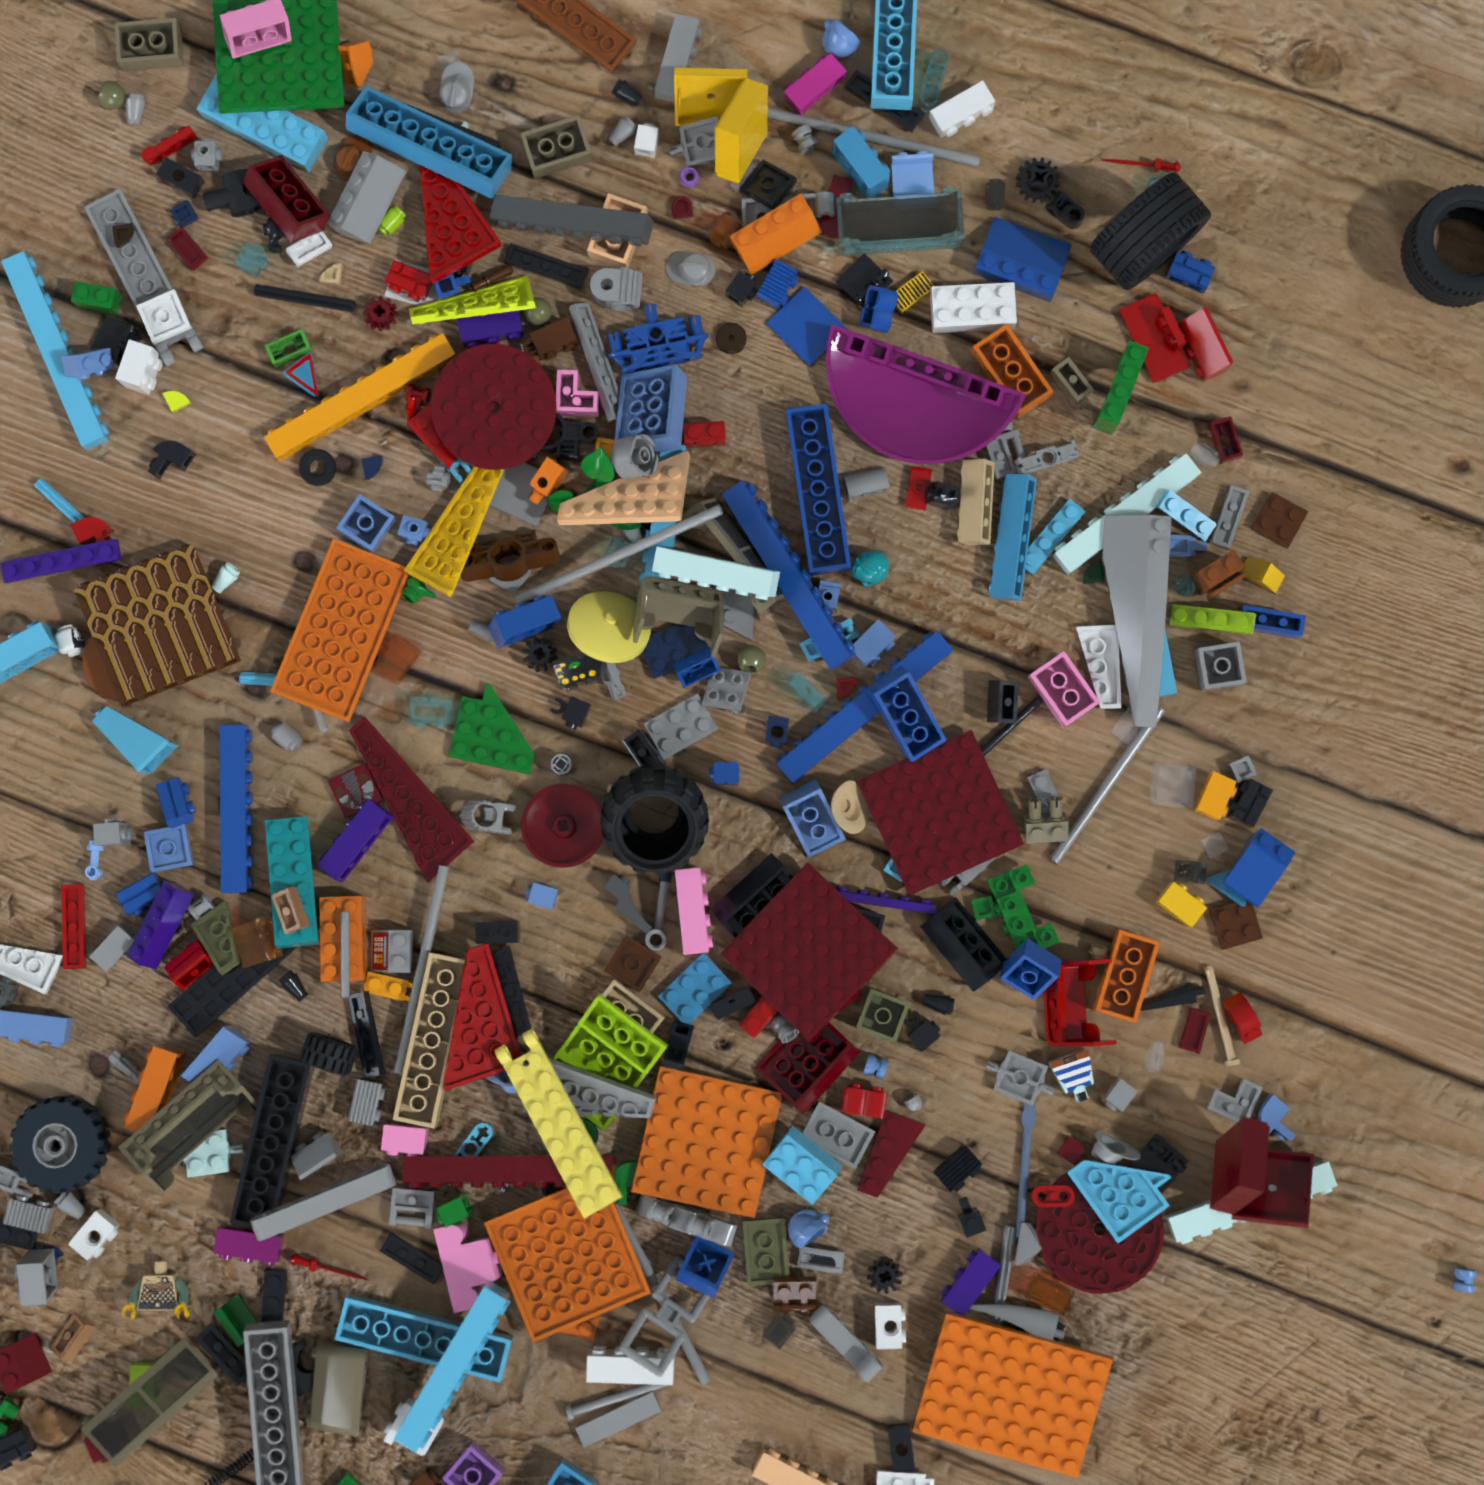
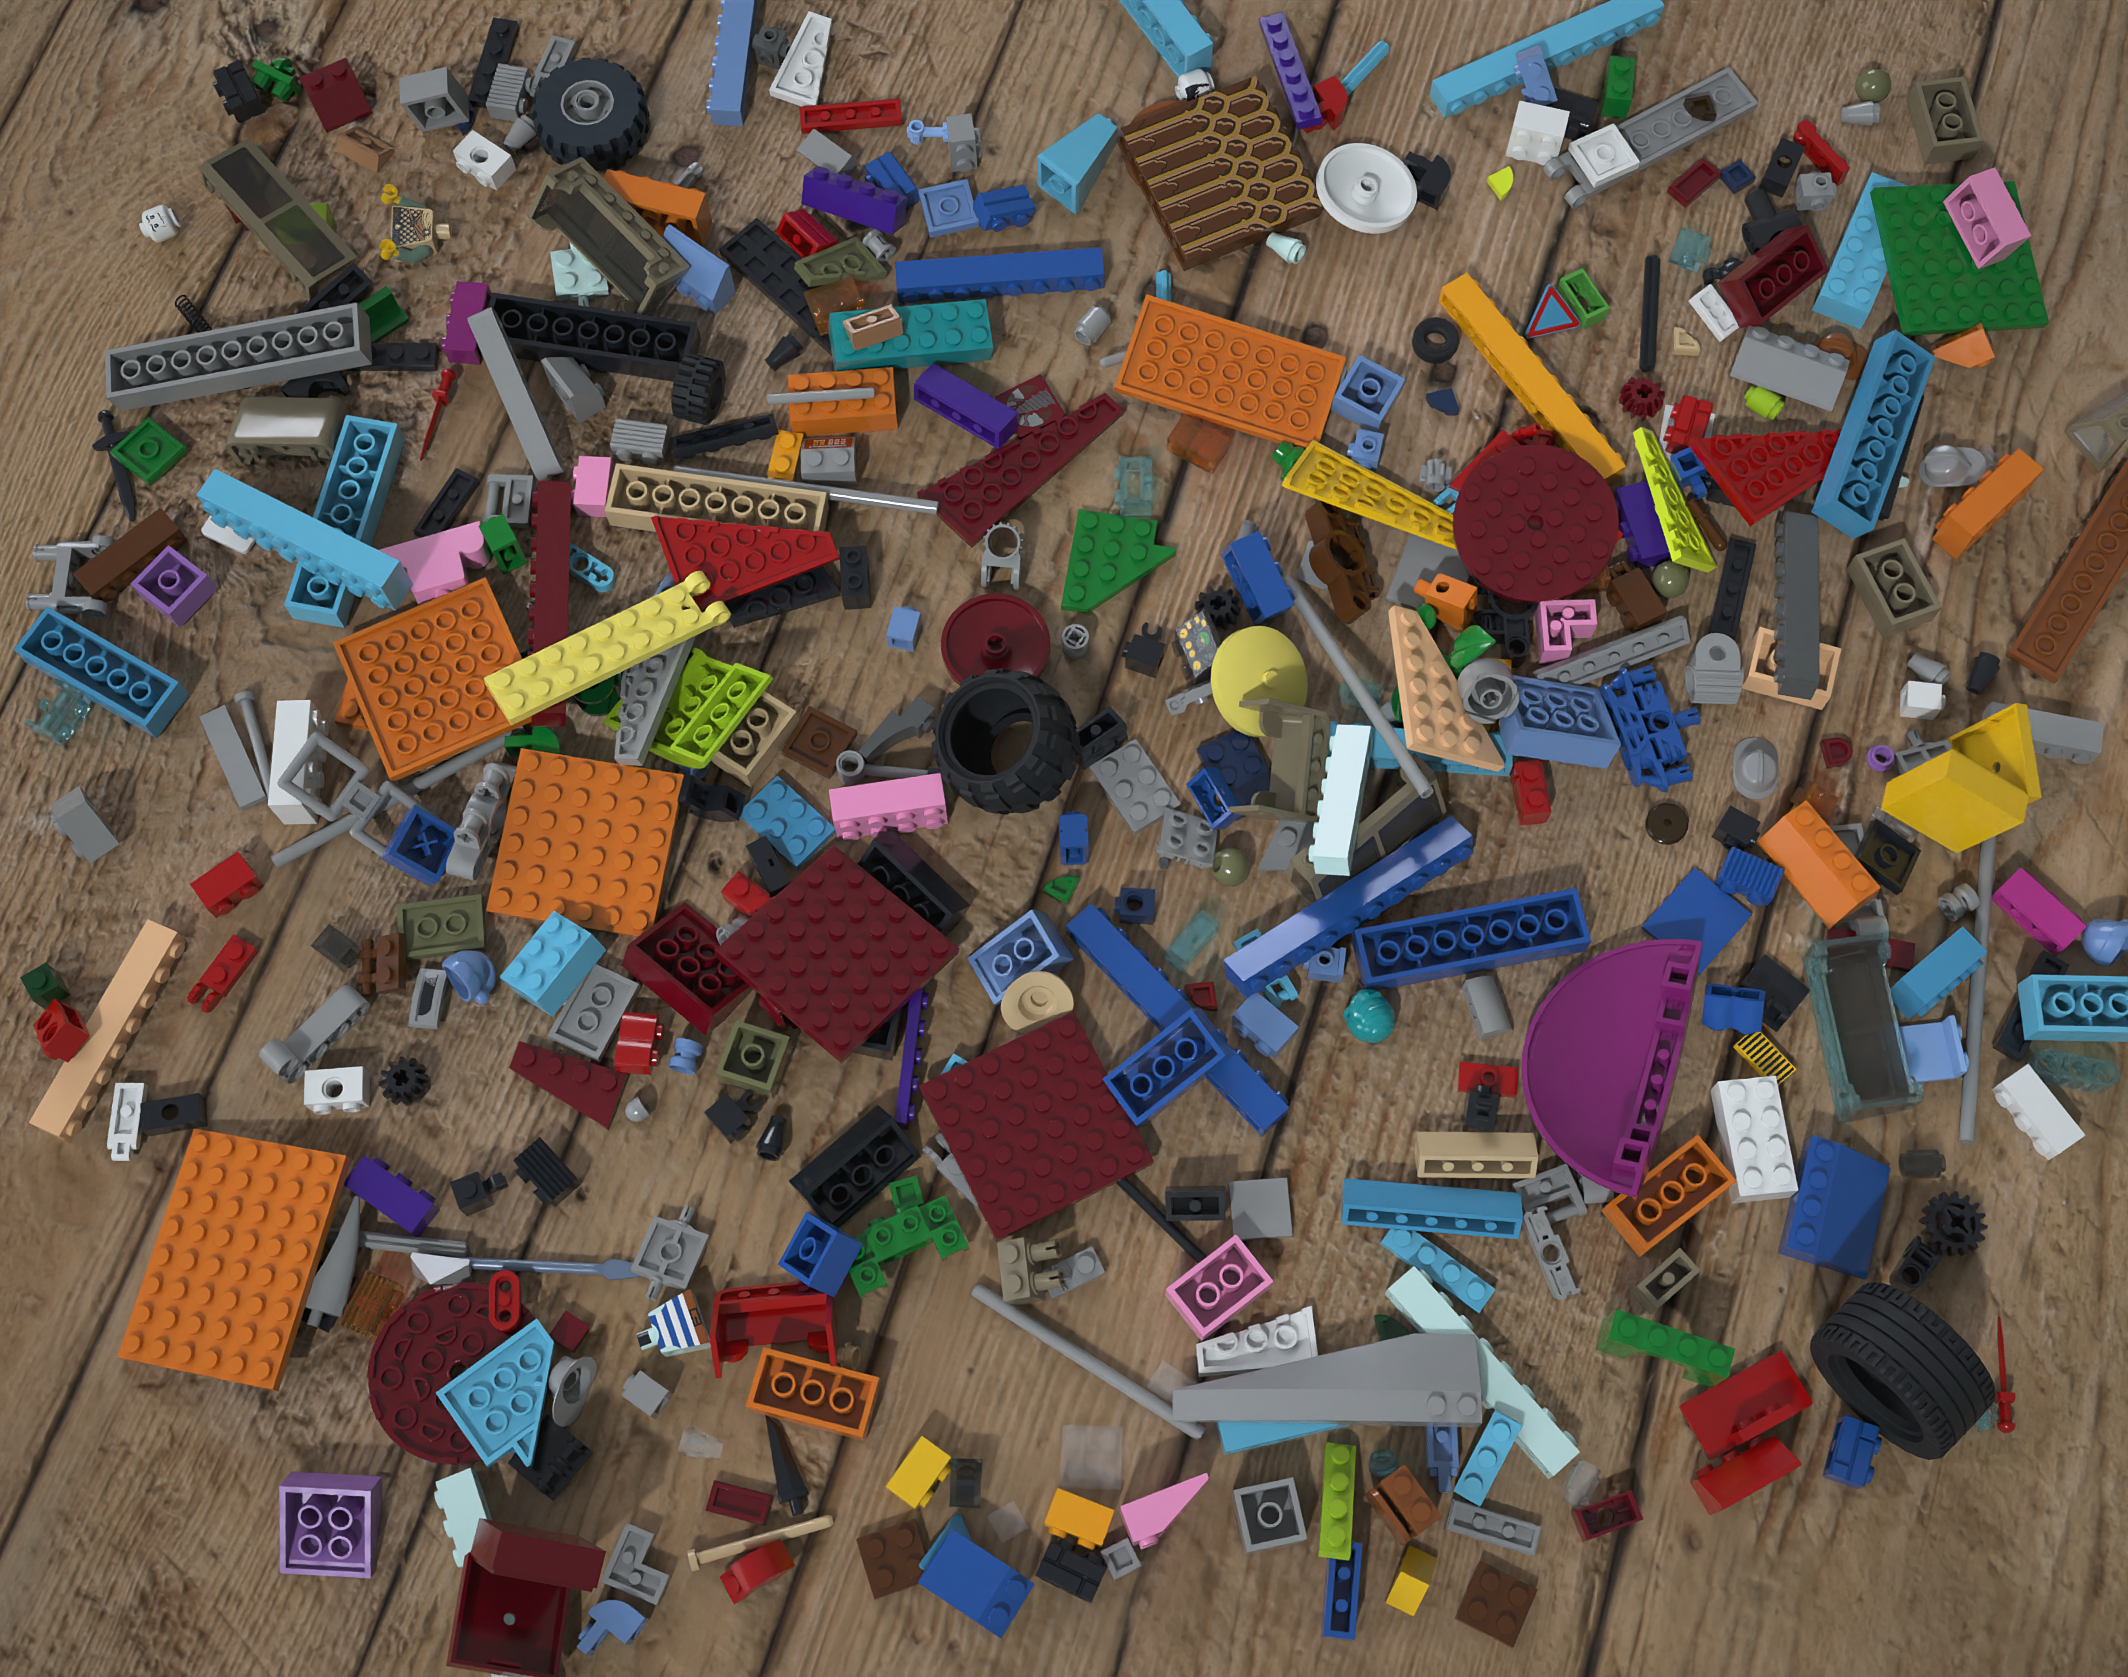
camera: 85 degrees right, 15 degrees down
(178, 509) = (1366, 188): none -> white dish
(492, 67) = (1986, 502): none -> orange brick
(724, 1417) = (227, 885): none -> red brick
(758, 785) = (1062, 888): none -> green tile
(791, 1416) = (223, 973): none -> red hinge
(1005, 657) = (1260, 1209): none -> light grey tile
(1199, 1317) = (329, 1524): none -> medium lavender slope
(1216, 742) = (1153, 1514): none -> bright pink slope

